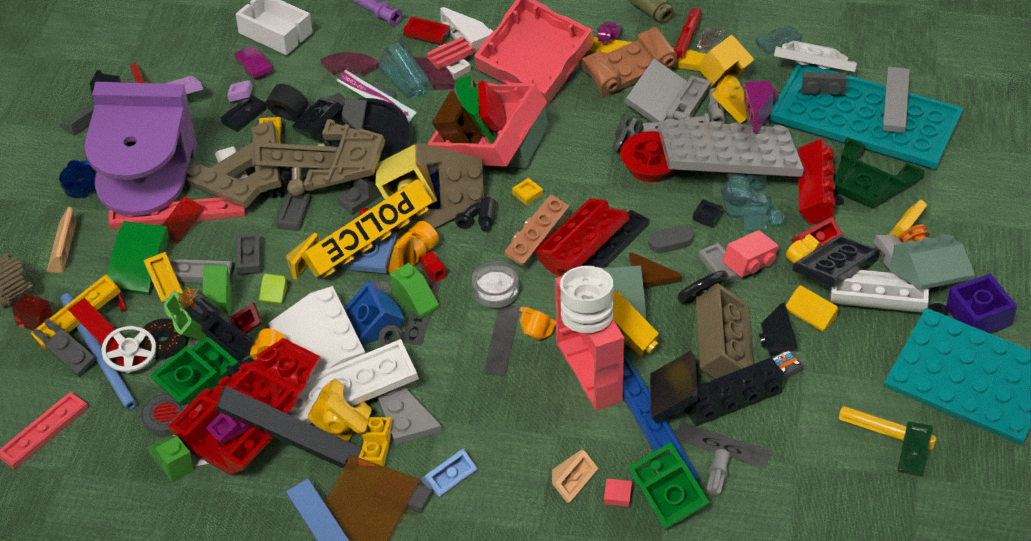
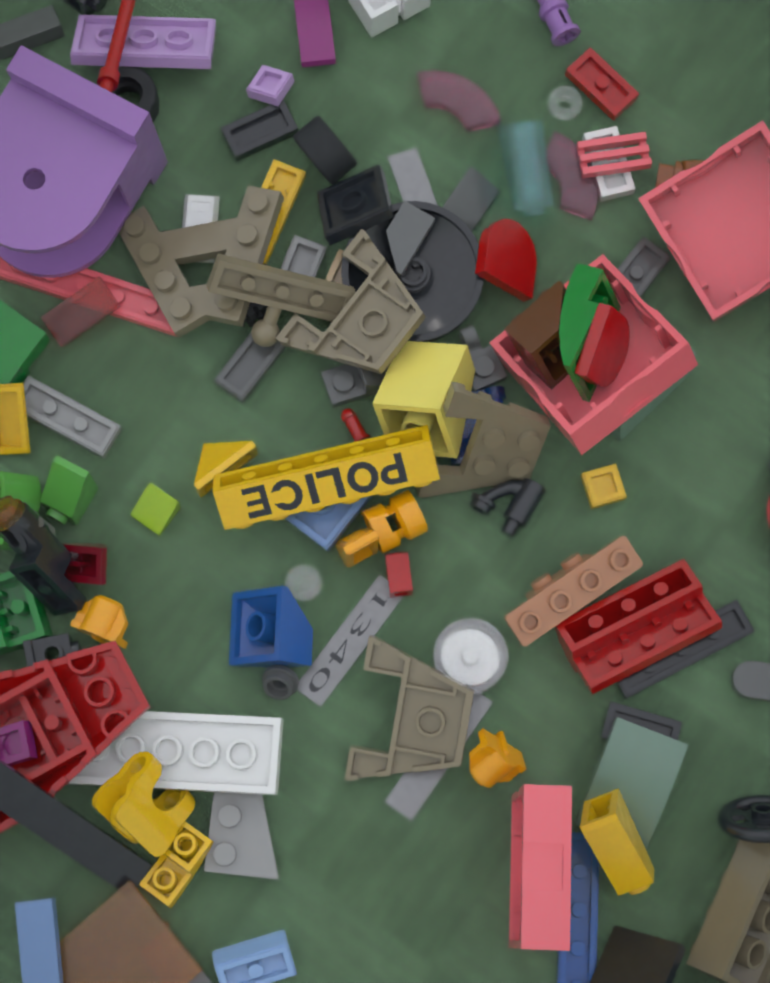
camera: 20 degrees right, 30 degrees up
(247, 253) = (149, 421): dark grey plate -> none
(321, 327) = (179, 634): white slope -> none
(368, 91) = (453, 185): sticker -> none
(413, 43) = (568, 94): none -> clear plate
(413, 290) = (348, 612): bright green slope -> none
(415, 111) = (508, 258): none -> red tile
(470, 29) = (662, 119): white slope -> none
(487, 316) = (428, 718): none -> dark tan wing
(586, 299) = (552, 860): white wheel -> none
(654, 273) = (707, 733): reddish brown tile -> none

